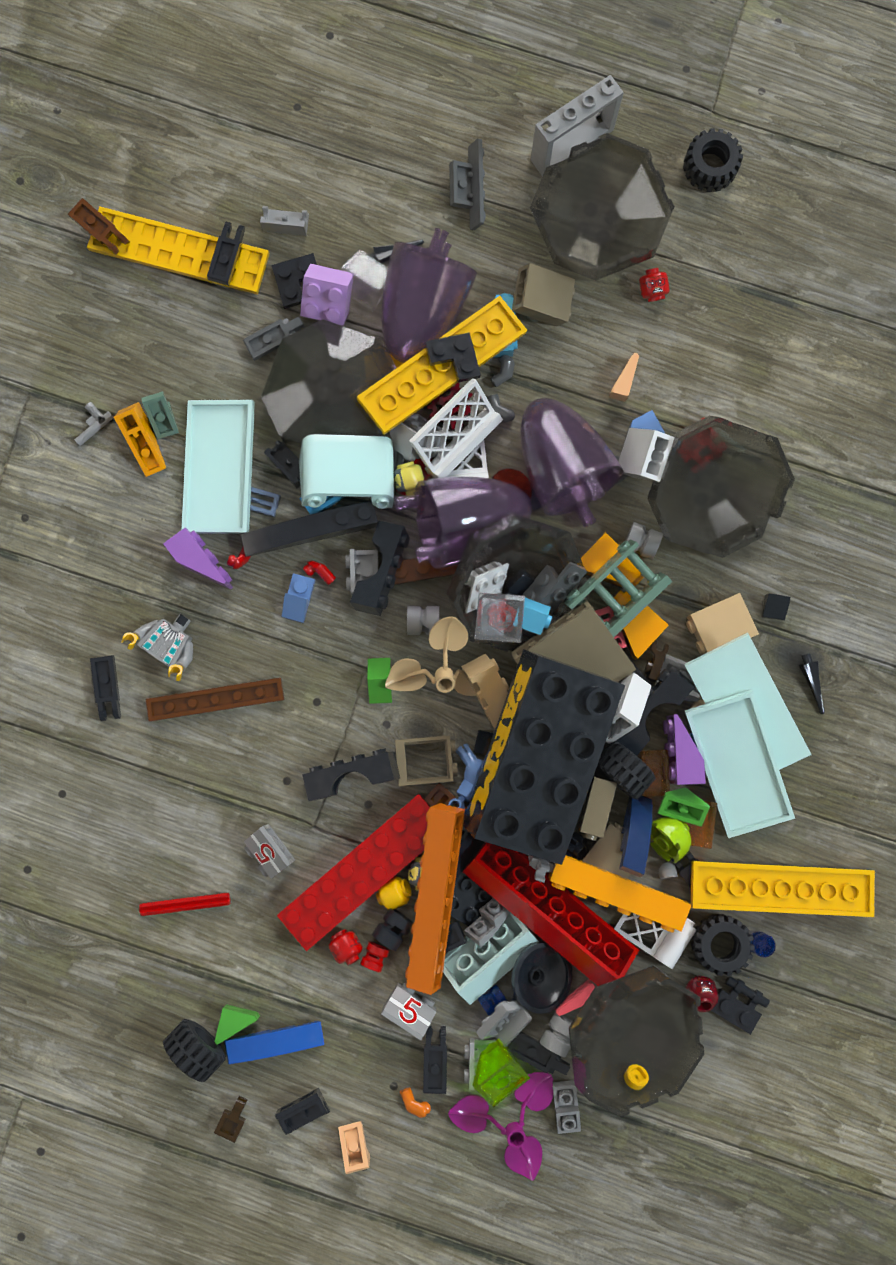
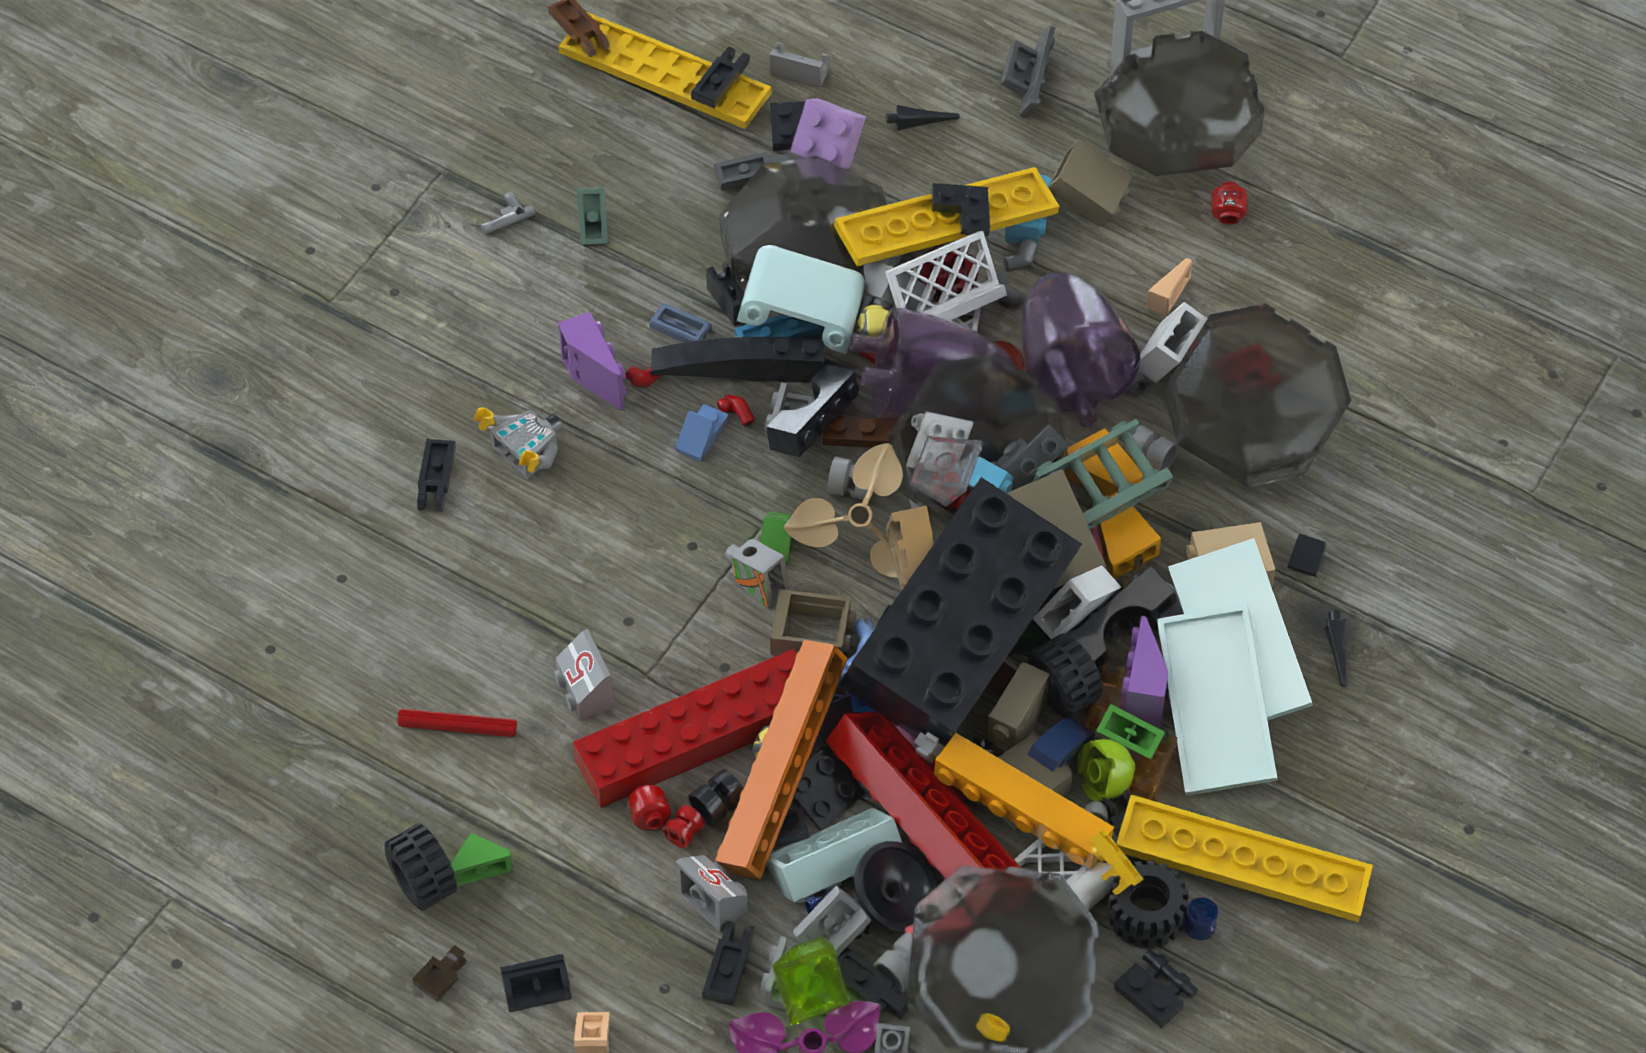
camera: 15 degrees right, 30 degrees down
(140, 438) = (561, 234): light orange slope -> none
(215, 699) = (566, 512): reddish brown plate -> none
(218, 466) = (647, 279): light aqua tile -> none
(274, 1042) = (522, 892): blue slope -> none
(325, 782) = (678, 619): black arch -> none
(367, 279) = (882, 135): clear slope -> none
(378, 727) = (759, 571): none -> light grey torso
(394, 893) = (730, 756): yellow head -> none
(412, 1106) = (684, 1011): orange arm -> none
(422, 295) = (945, 139): clear purple windscreen -> none
(491, 919) = (846, 814): light grey slope -> none
(700, 937) = (1107, 850): none -> yellow plate
(706, 989) = (1109, 953): dark red head -> none
(720, 145) = (1329, 96): black tyre -> none

